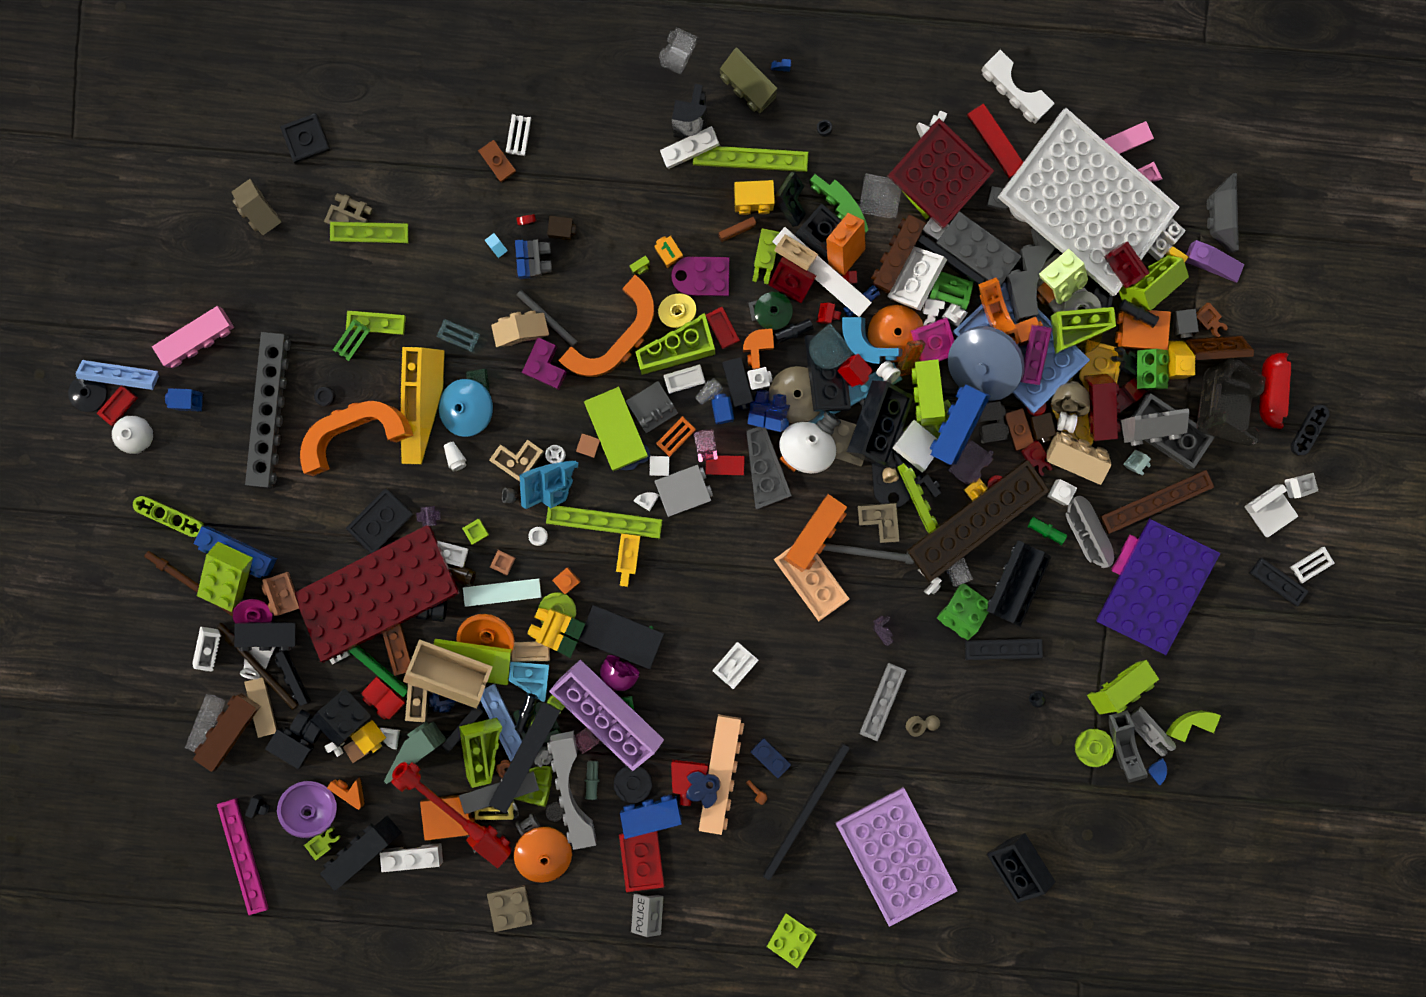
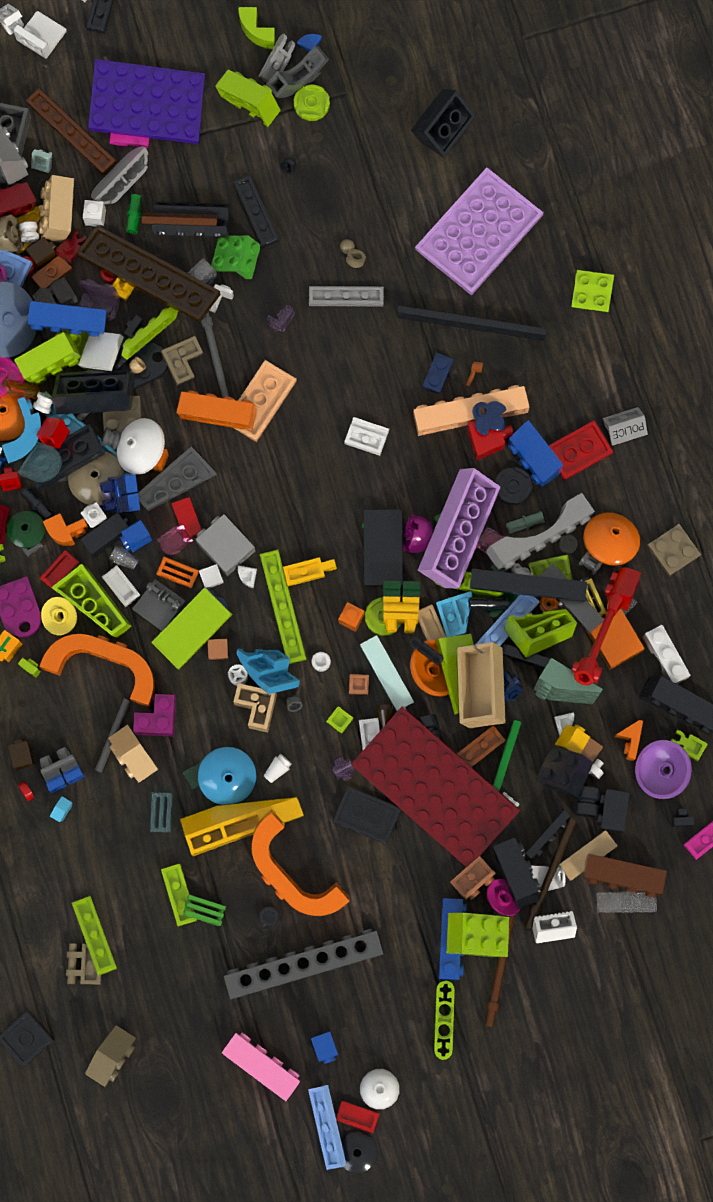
camera: 110 degrees left, 10 degrees down
(383, 698) = (530, 742): red brick -> none
(416, 704) = (521, 707): tan brick -> none
(502, 636) = (426, 650): none -> black axle
(1020, 572) = (179, 219): none -> reddish brown tile

